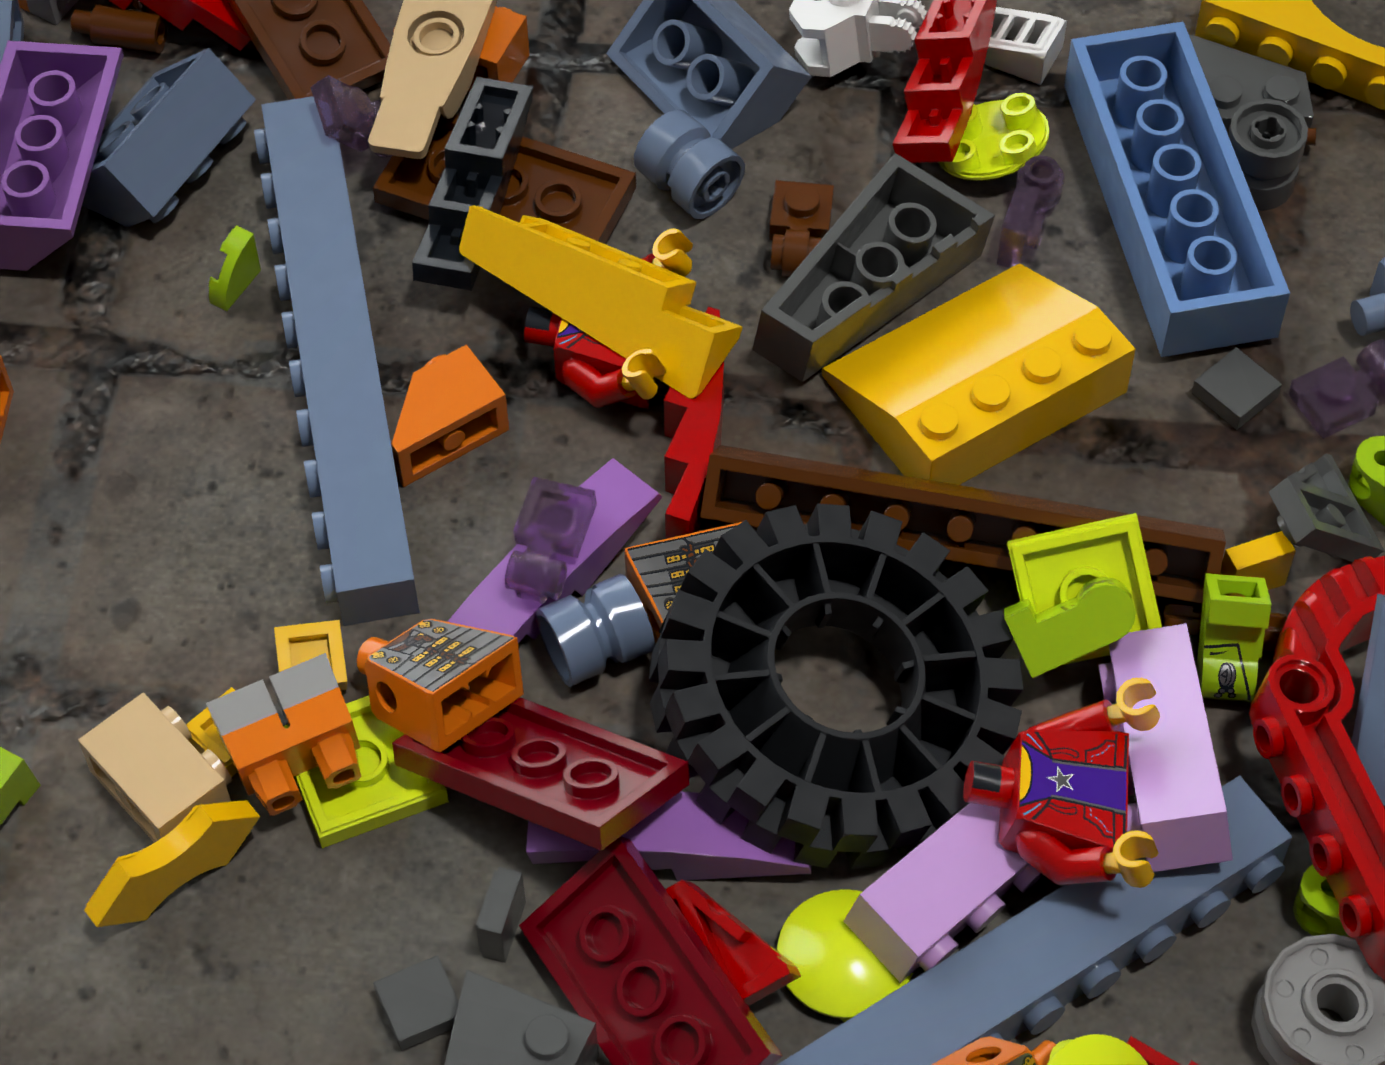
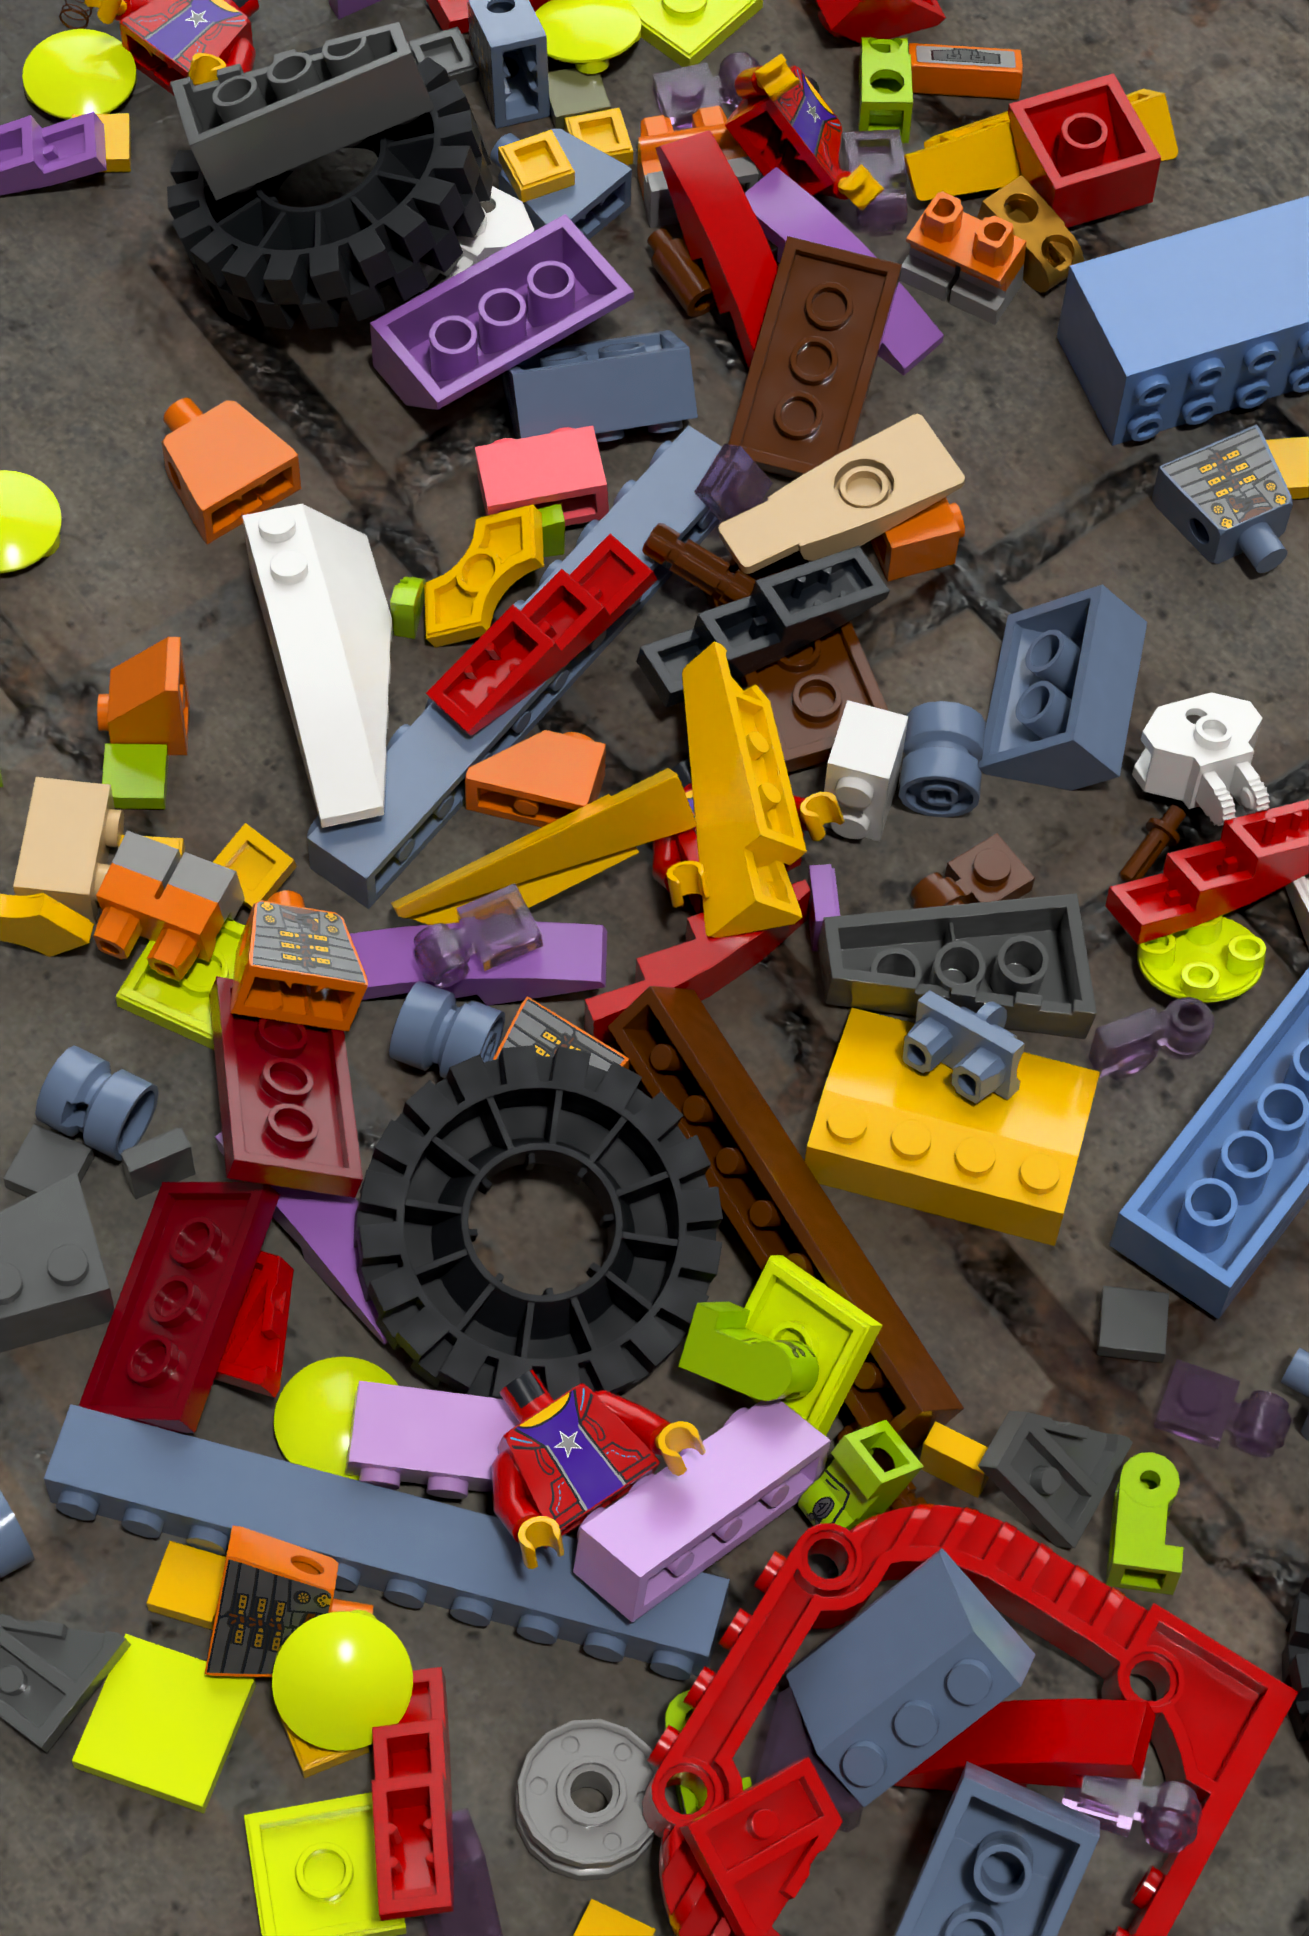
camera: 45 degrees right, 5 degrees up
(96, 613) = (148, 699): none -> orange slope
(138, 671) = (137, 774): none -> lime tile
(186, 229) = (545, 472): none -> coral brick
(189, 467) = (330, 651): none -> white wedge
(199, 391) = (407, 606): none -> lime tile
(235, 344) = (500, 553): none -> yellow tile
(340, 311) = (541, 638): none -> red slope
(384, 180) = (697, 564): none -> reddish brown axle
(407, 917) = (89, 1099): none -> sand blue wheel
(522, 439) = (561, 851): none -> yellow wedge
(654, 194) = (865, 768): none -> white piece
(736, 311) = (822, 900): none -> medium lavender tile
(872, 94) = (1161, 834): none -> reddish brown piece
(943, 308) = (968, 1042): none -> sand blue hips

